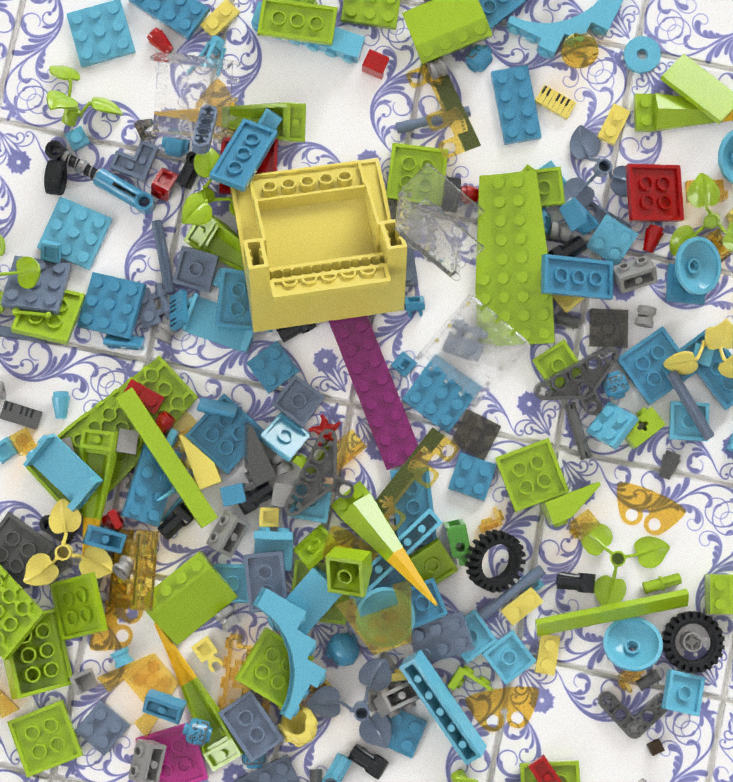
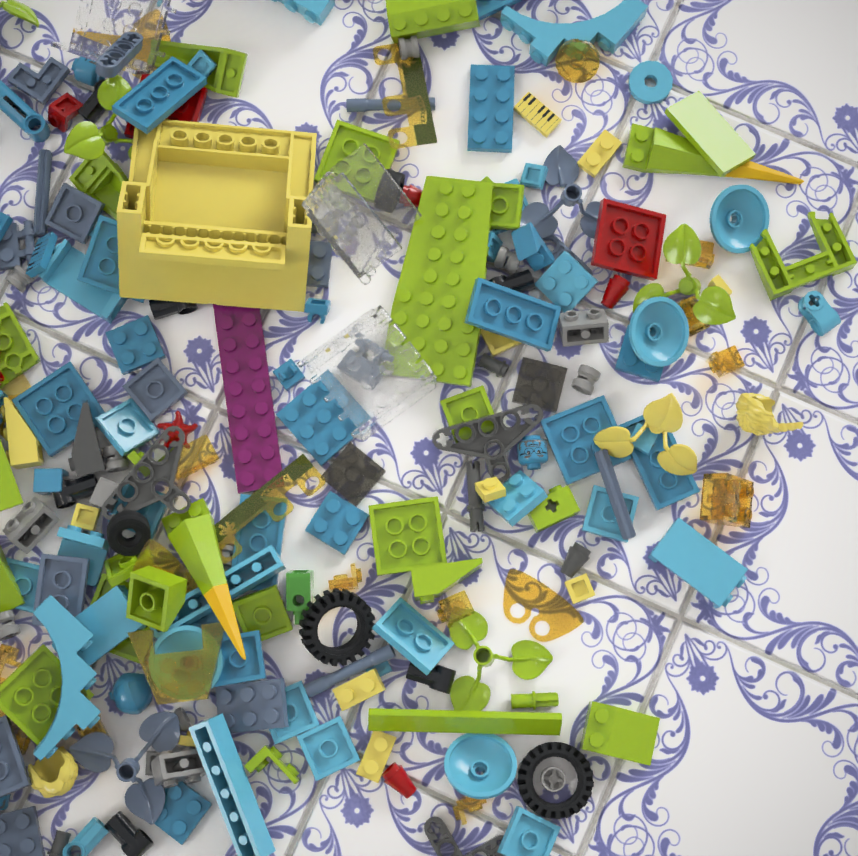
camera: 15 degrees right, 5 degrees down
(141, 126) = (57, 53): clear smoke plate -> none
(217, 408) = (56, 376): dark azure slope -> none
(313, 533) = (128, 520): none -> black tyre
(375, 64) = (338, 28): red panel -> none
(479, 58) = (460, 46): dark azure head -> none
(492, 702) = (321, 800): clear yellow piece -> none
(556, 554) = (413, 636): none -> medium azure plate
(564, 155) = (534, 176): none -> medium azure tile
(570, 669) = (397, 778): none -> red cone
(590, 423) = (490, 489): none -> light yellow plate
(648, 680) = (491, 814): dark grey pin -> none
(678, 486) = (579, 588): none -> light yellow plate

